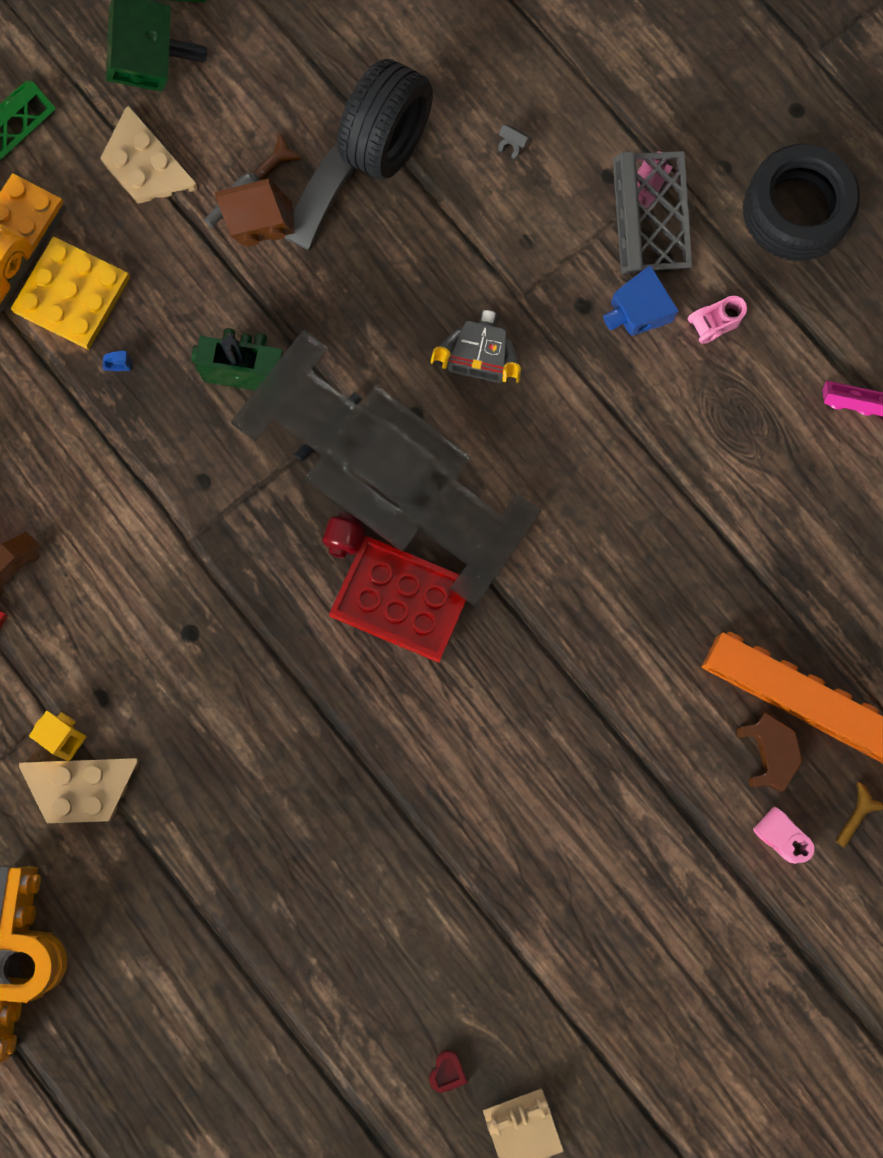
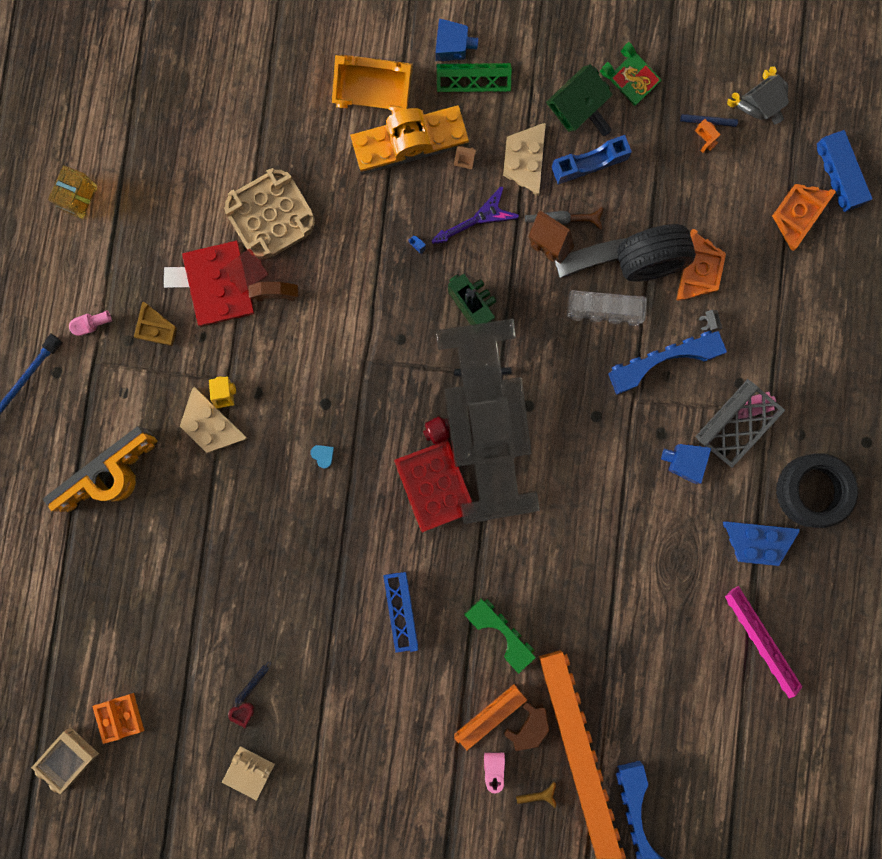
camera: 50 degrees right, 5 degrees up
(70, 293) = (429, 189): yellow plate -> none
(76, 221) = (464, 157): none -> medium nougat tile
(161, 258) = (487, 213): none -> dark purple piece
(205, 120) = (575, 166): none -> blue arch
(244, 691) = (323, 455): none -> dark azure tile
(390, 230) = (606, 307): none -> clear brick
(425, 1026) = (240, 699): none -> dark blue piece
(456, 100) = (705, 272): none -> orange wing
(480, 351) = (588, 407): dark grey torso -> none
(513, 762) = (408, 612): none -> blue fence
(534, 177) = (702, 349): none -> blue arch
(675, 684) = (517, 653): none -> green arch
(713, 321) = (714, 504): bright pink piece -> none
(719, 784) = (490, 717): none -> orange fence
(800, 314) = (759, 542): none -> blue wing

